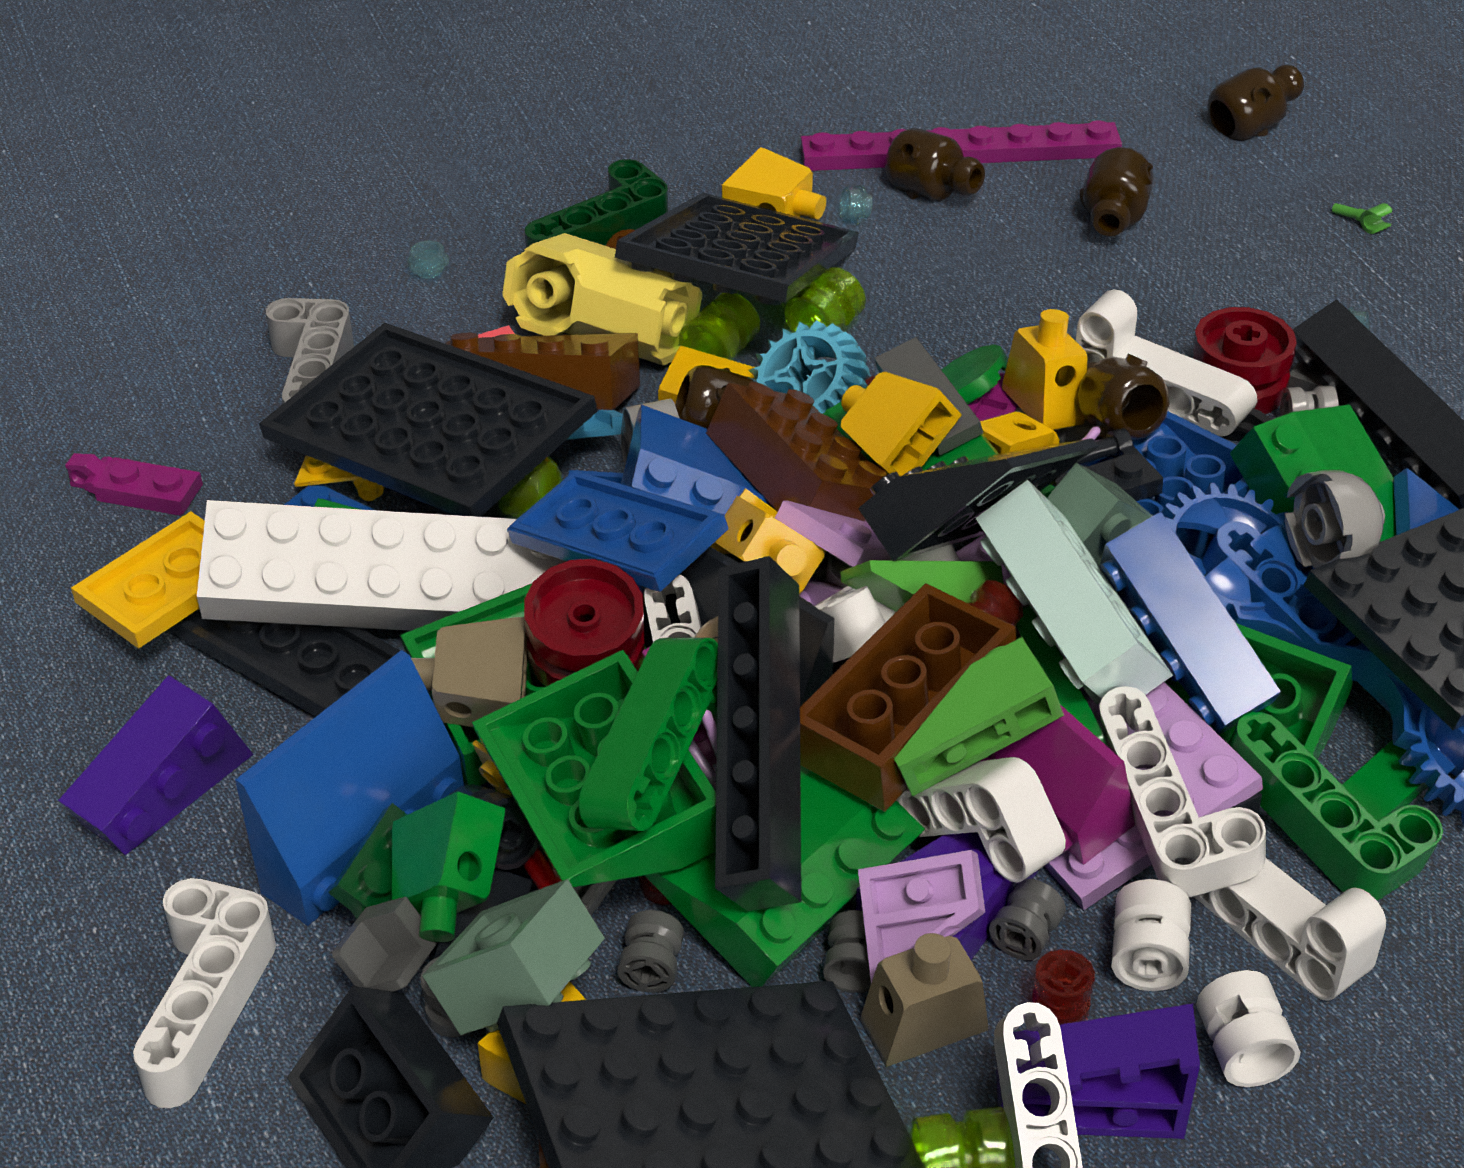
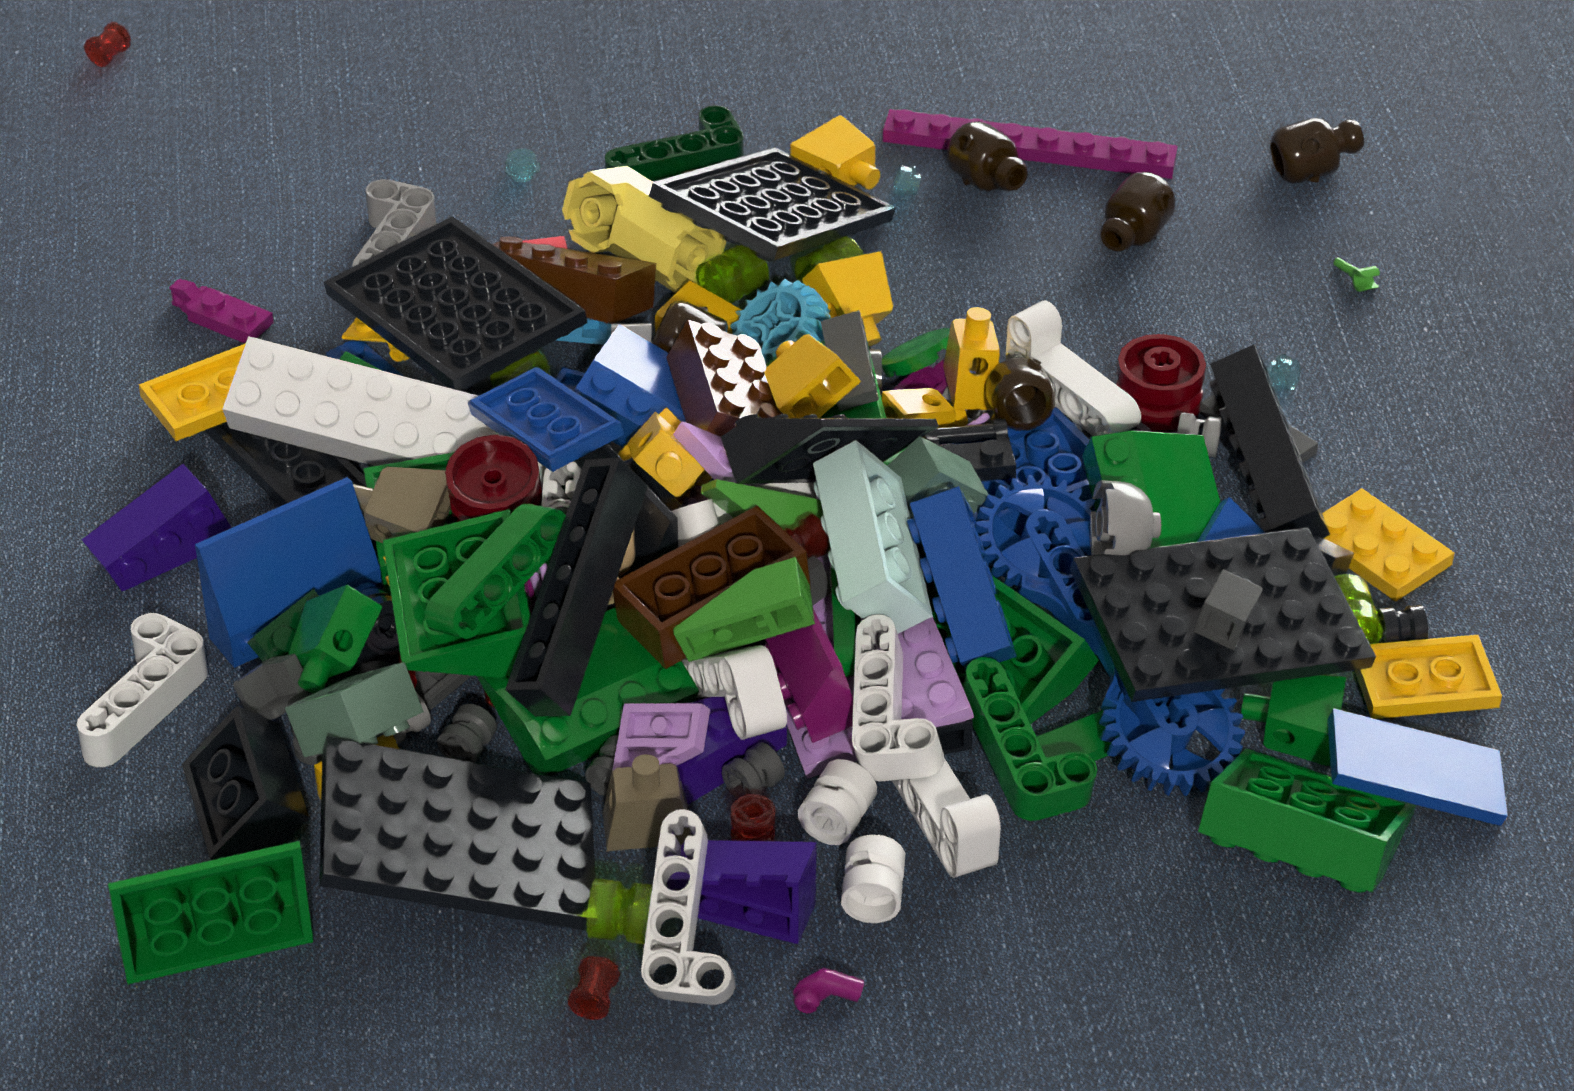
camera: 15 degrees right, 0 degrees up
(871, 316) = (854, 286): none -> yellow torso

